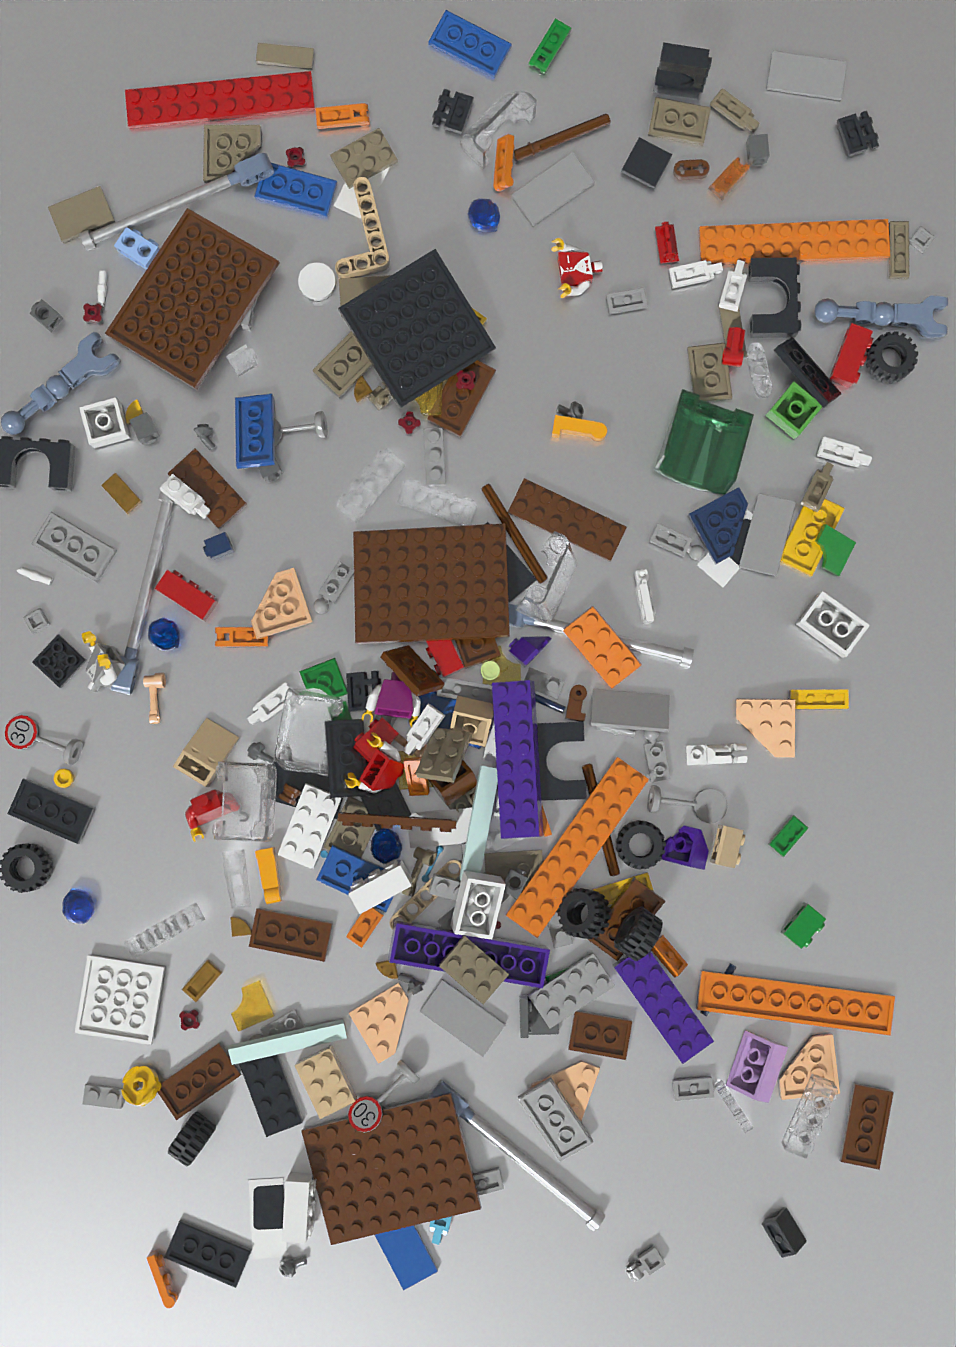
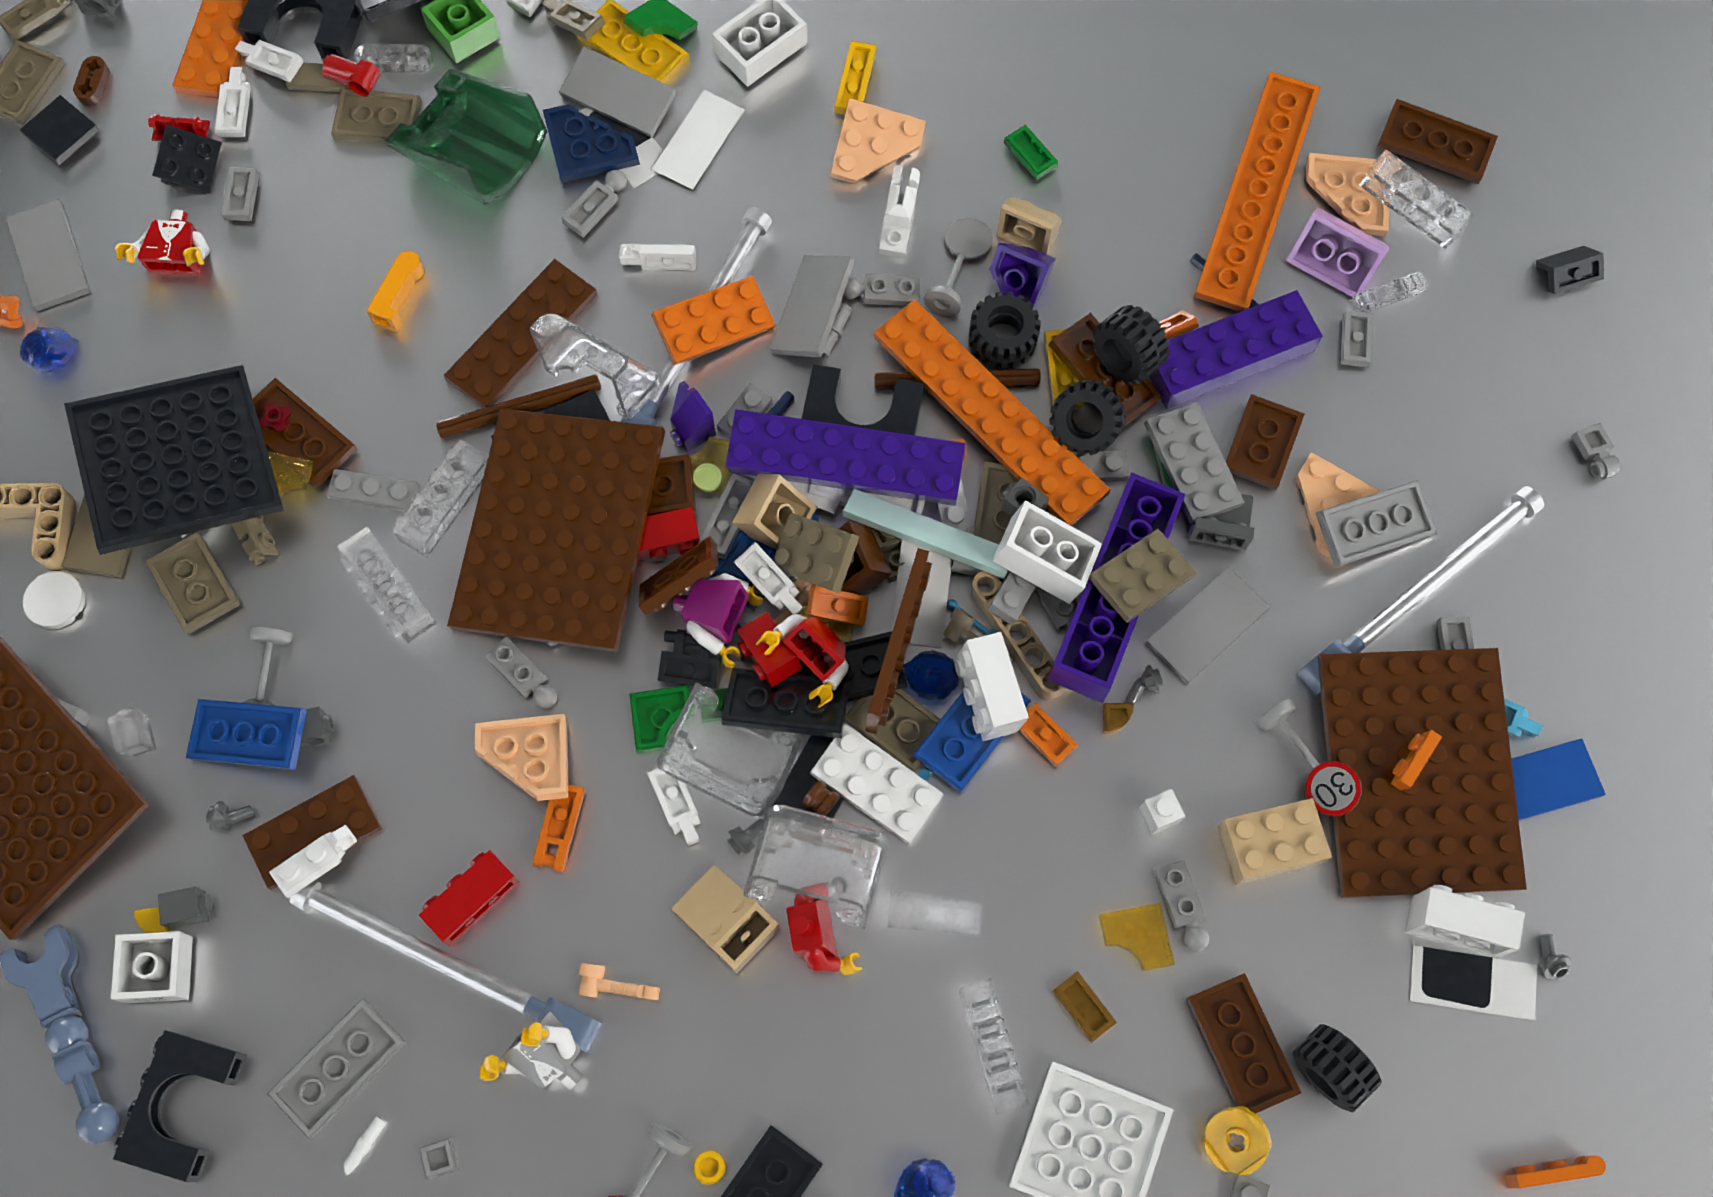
camera: 85 degrees left, 15 degrees down
(59, 661) = (515, 1133): black tile -> none
(121, 493) = (275, 970): pearl gold tile -> none
(164, 634) = (520, 944): clear blue hair -> none
(185, 1024) = (1136, 1046): dark red plate -> none
(208, 1253) = (1519, 1091): black tile -> none
(218, 546) = (407, 831): dark blue brick -> none
(239, 927) = (1011, 927): pearl gold tile -> none
(269, 874) = (938, 862): light orange leg -> none
(271, 1094) = (1278, 934): black plate -> none
(287, 1041) = (1203, 888): light aqua tile -> none
(290, 934) = (1038, 849): reddish brown plate -> none
(329, 1008) = (1161, 811): none -> white brick
(361, 389) = (239, 570): pearl gold tile -> none
(382, 1021) = (1194, 742): light nougat plate -> none
(385, 1161) = (1409, 769): none -> orange plate
(409, 428) = (315, 520): dark red plate -> none
(574, 706) = (785, 374): reddish brown leg -> none
(575, 411) = (369, 288): dark grey plate -> none
(642, 257) = (186, 159): none -> black hinge
(729, 179) = (122, 37): clear orange hinge -> none
(746, 599) = (698, 139): none -> white sticker
(803, 926) = (1156, 157): green brick -> none

